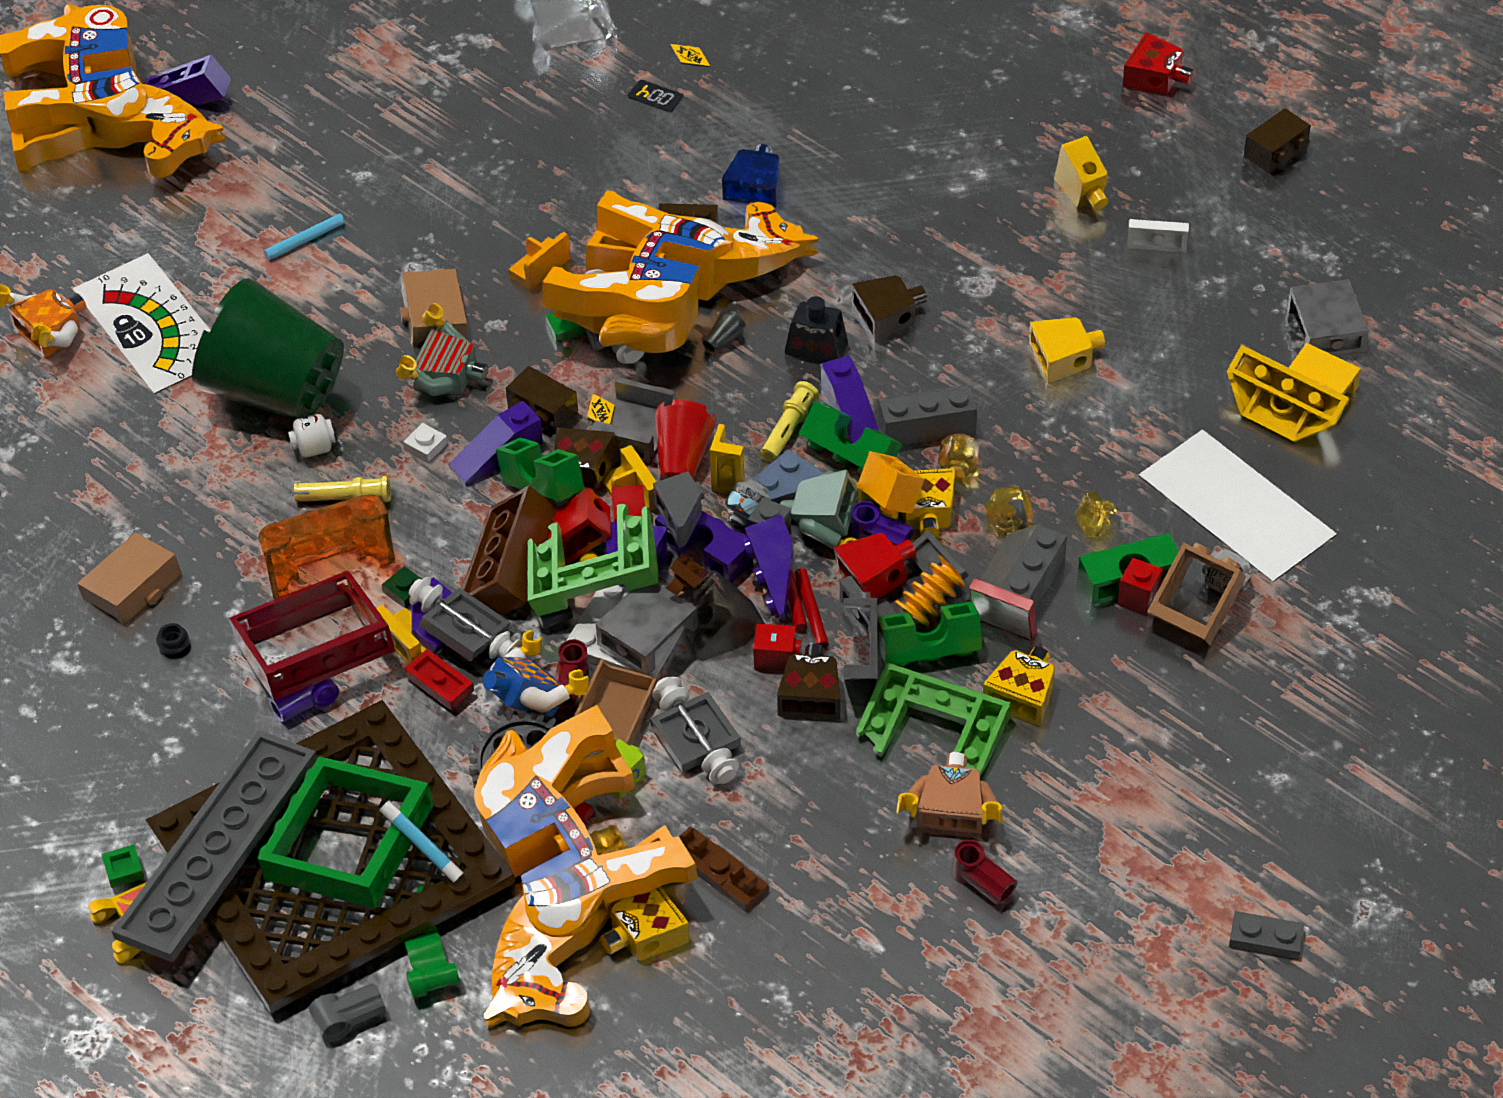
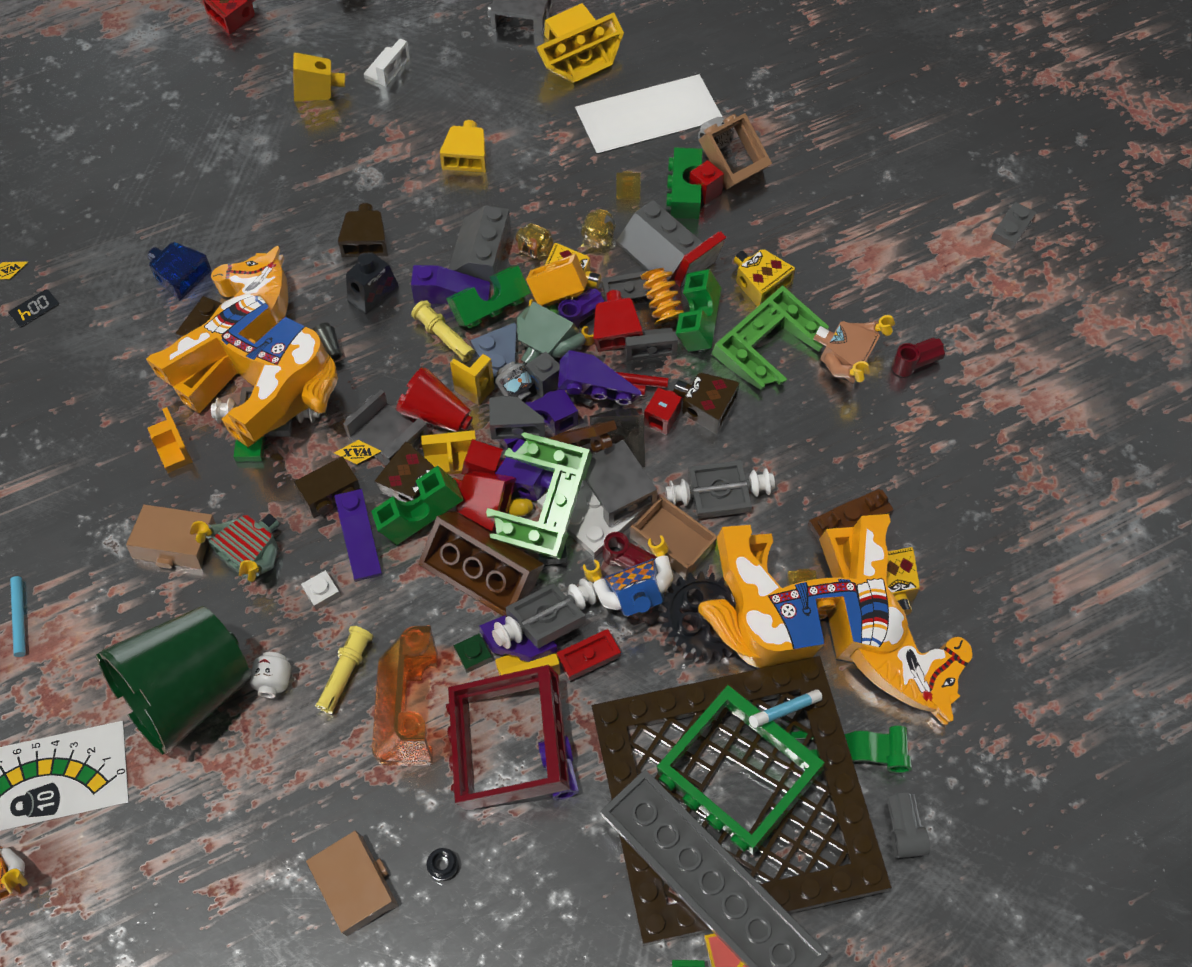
camera: 70 degrees left, 10 degrees up
(864, 672) = (705, 341): flat silver panel -> none

